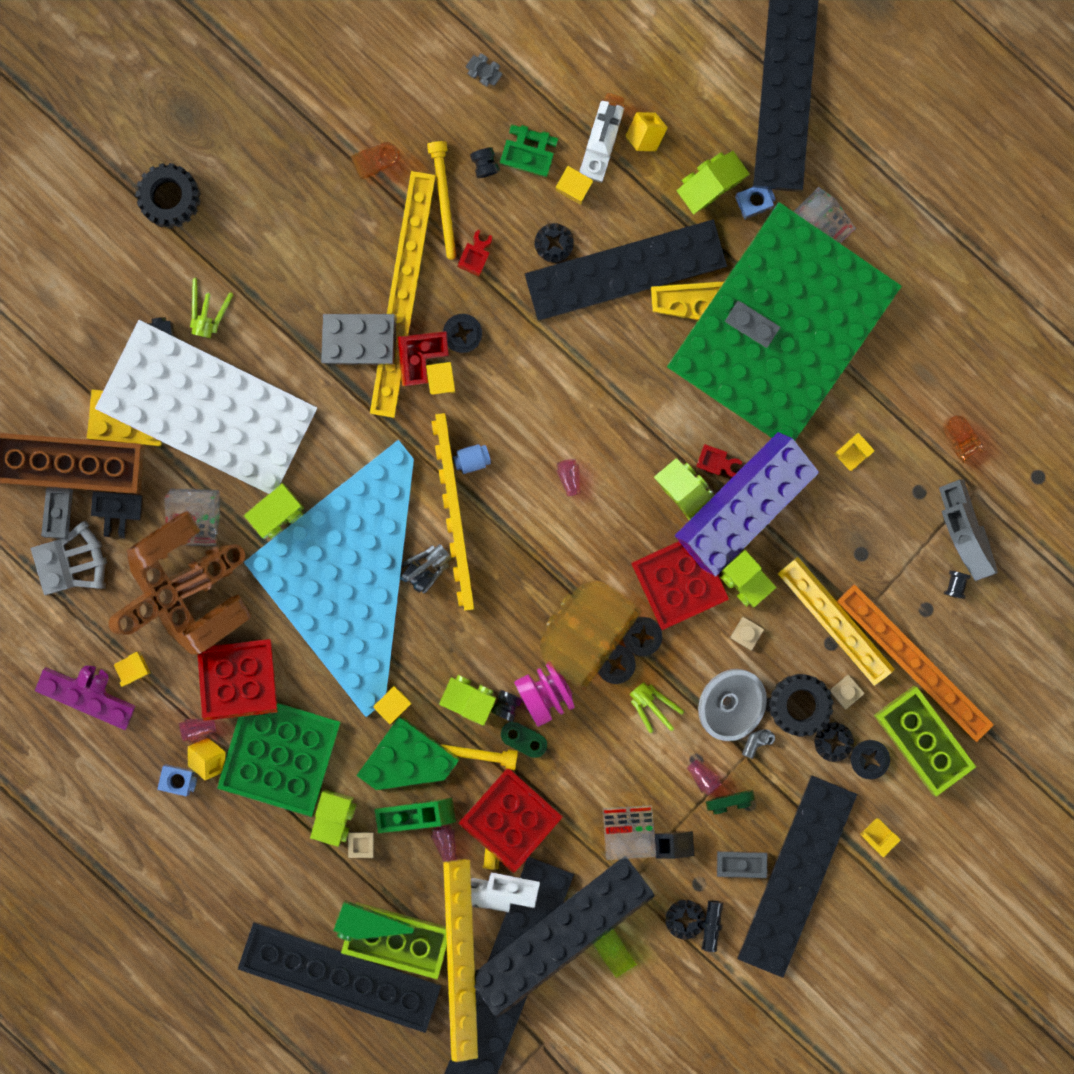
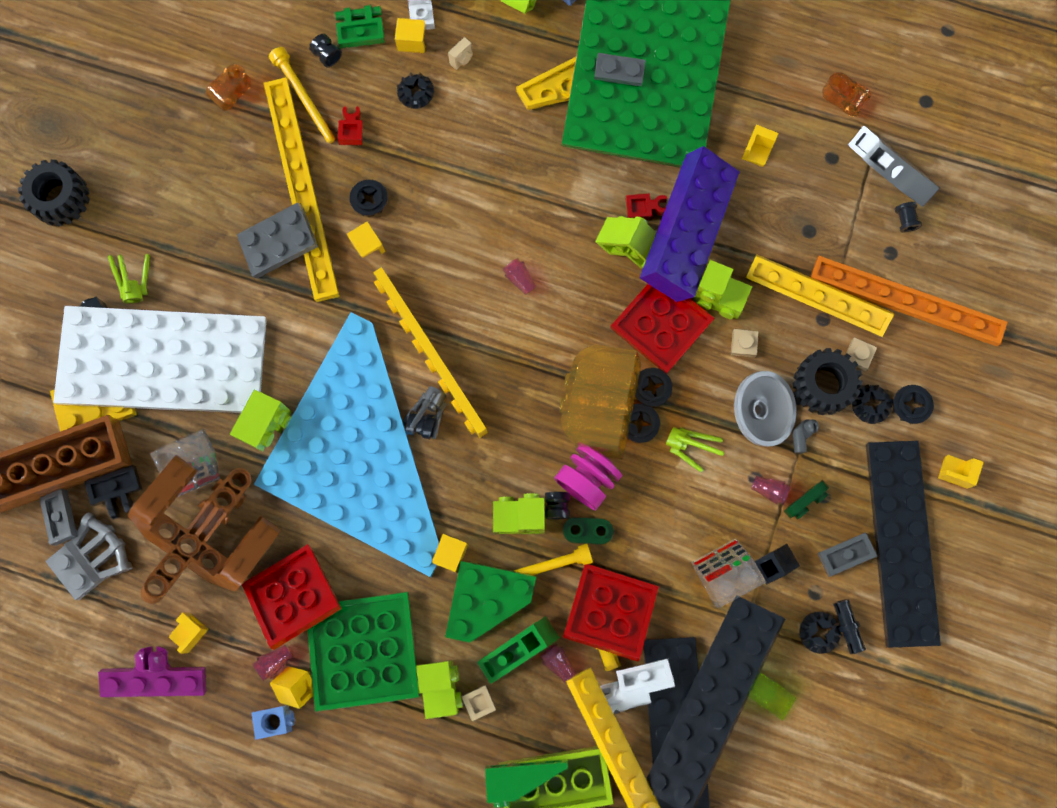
camera: 15 degrees left, 10 degrees down
(415, 351) = (331, 227): red brick -> none
(472, 458) = (424, 299): medium blue brick -> none
(614, 227) = (460, 53): none -> tan plate
(625, 270) = (486, 87): black plate -> none
(924, 741) = (956, 363): lime brick -> none

